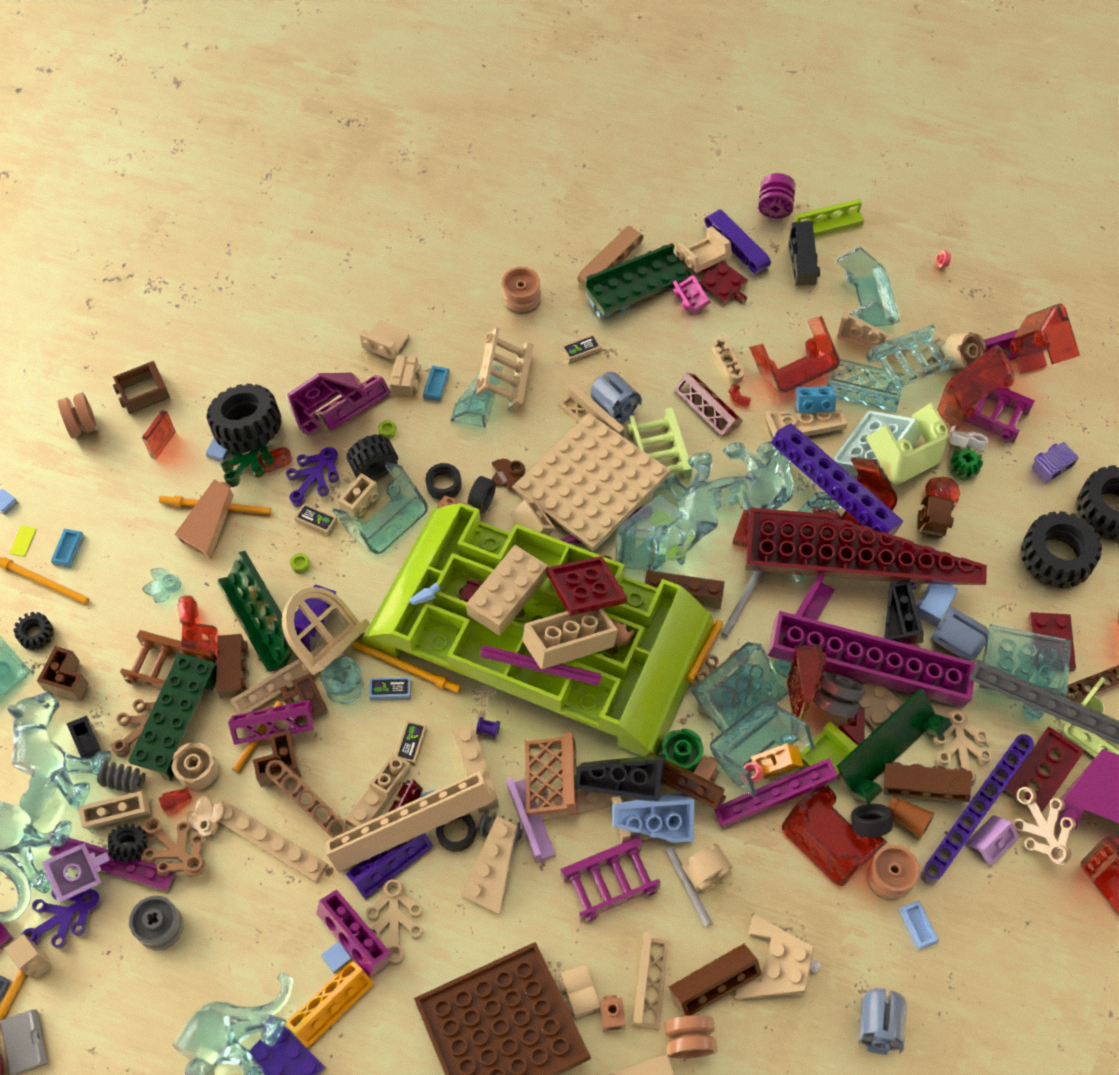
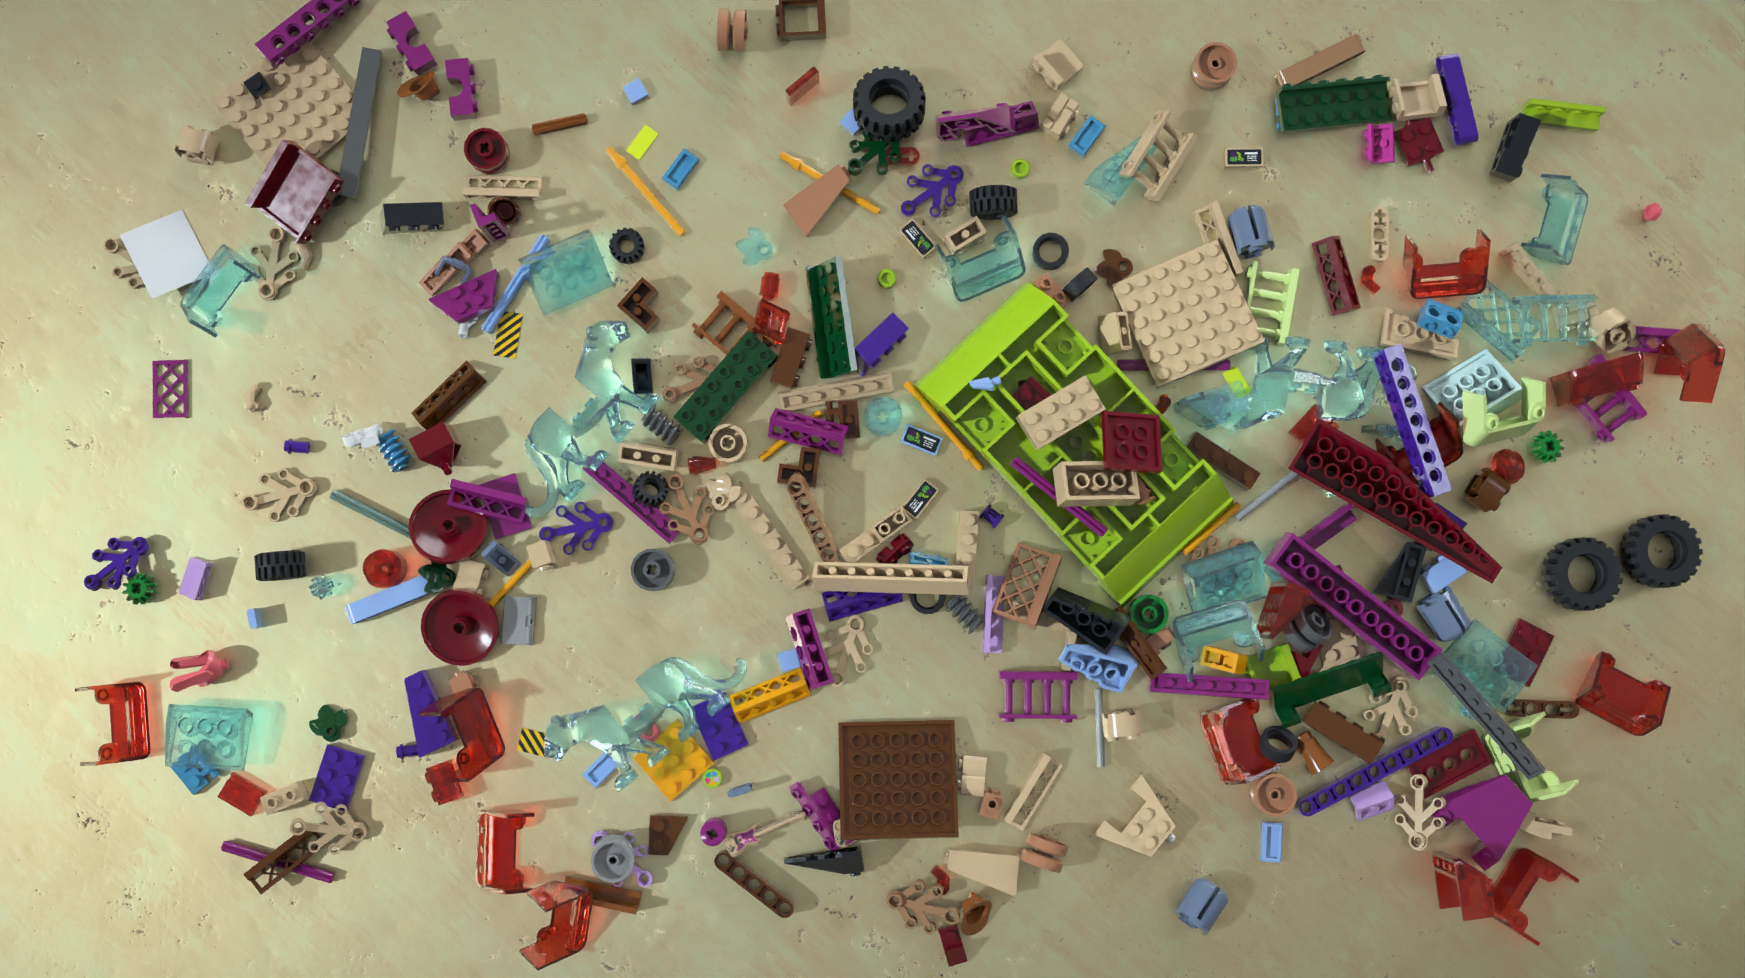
camera: 15 degrees right, 25 degrees up
(79, 859) = (609, 500): lavender hinge -> none
(335, 645) = (891, 383): tan window -> none
(490, 871) = (943, 645): tan wing -> none
(715, 980) = (1084, 815): reddish brown brick -> none
(754, 766) = (1194, 656): coral plate -> none
(777, 196) = (1523, 65): magenta wheel -> none
(971, 439) = (1557, 422): white piece -> none
(1055, 461) = (1630, 483): brick -> none

